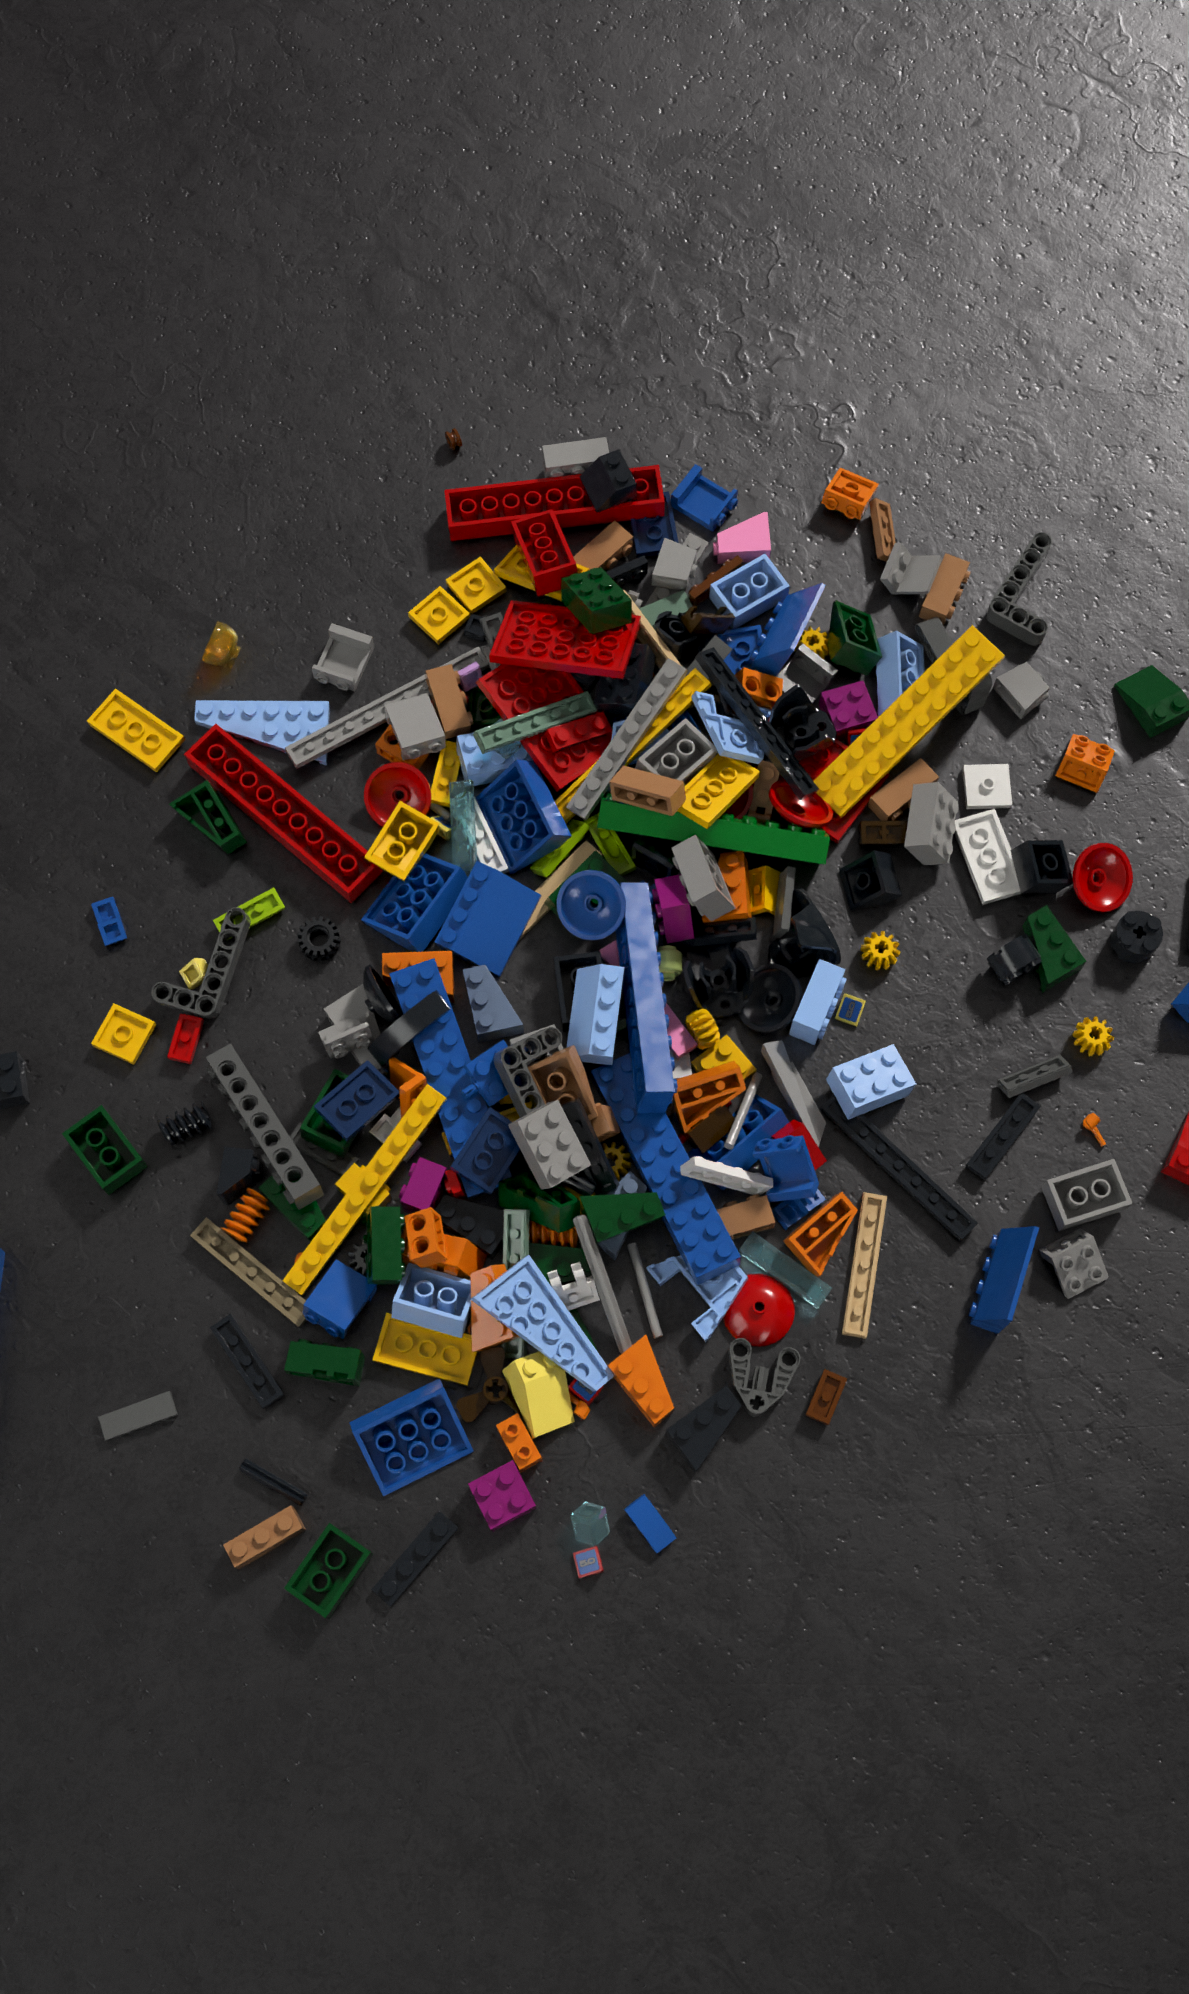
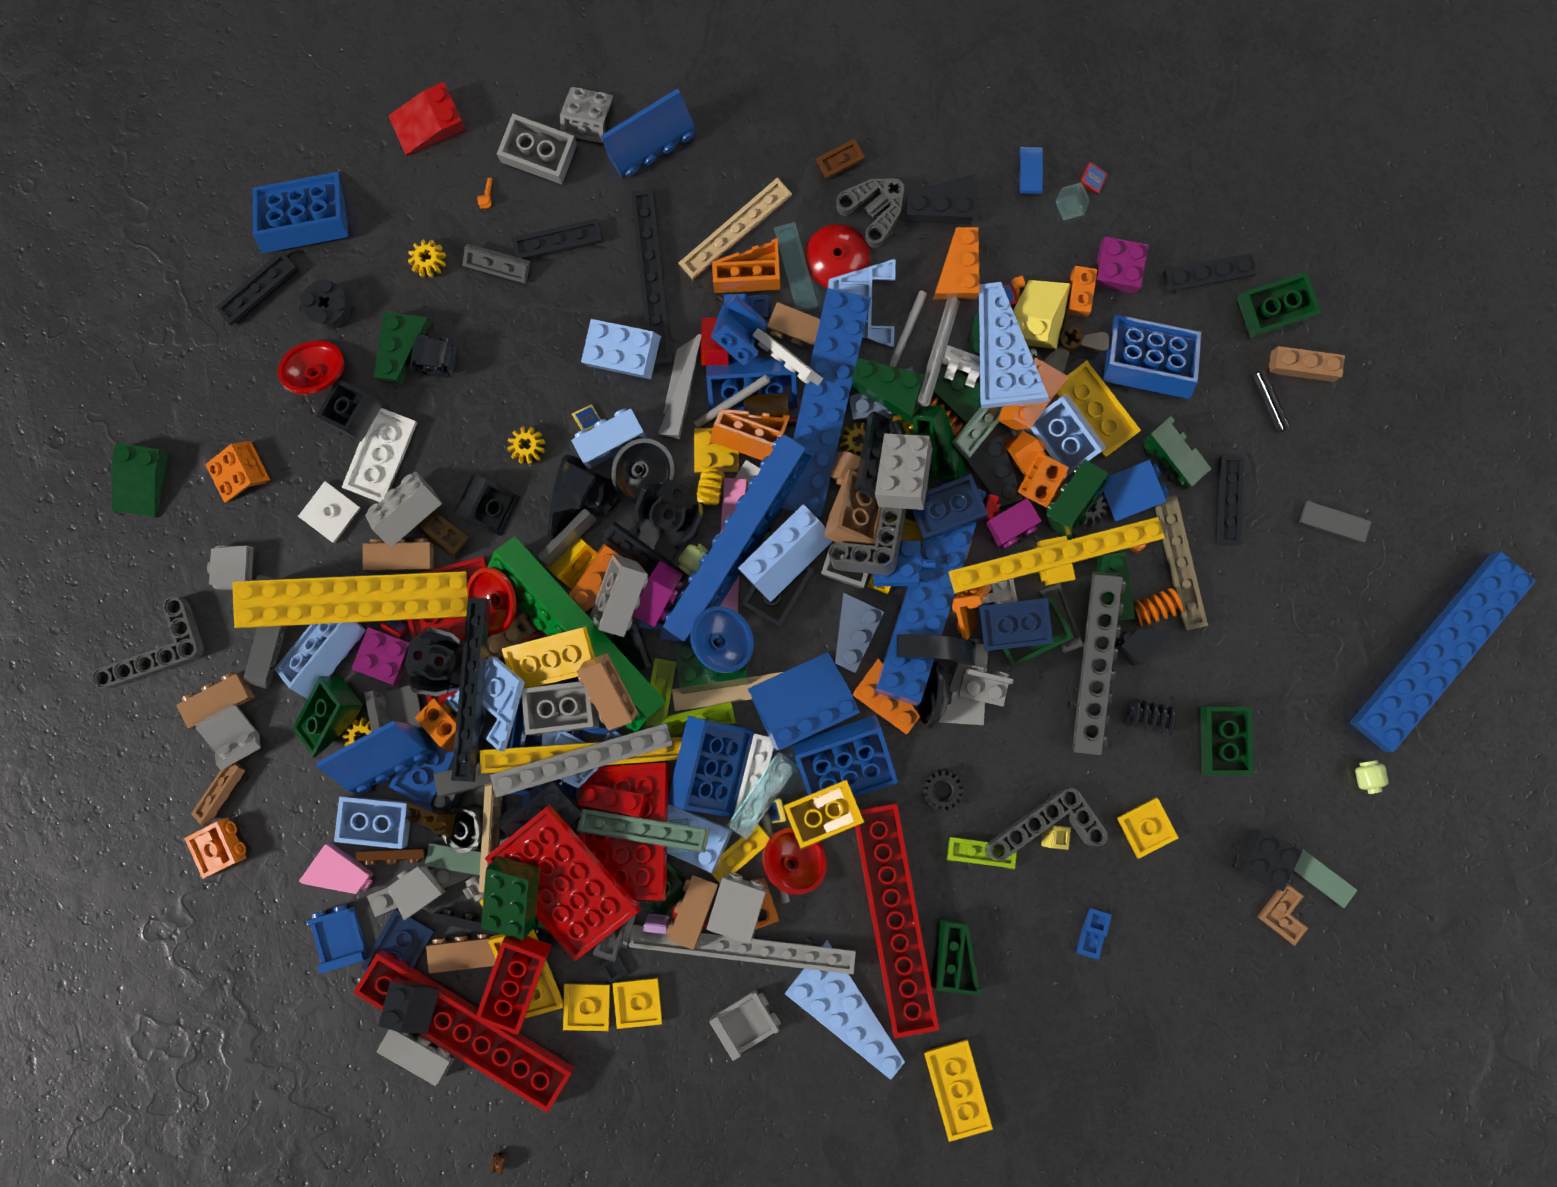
camera: 135 degrees left, 15 degrees up
(185, 1038) = (1103, 786): red plate -> none
(221, 646) = (836, 1113): clear yellow cylinder -> none

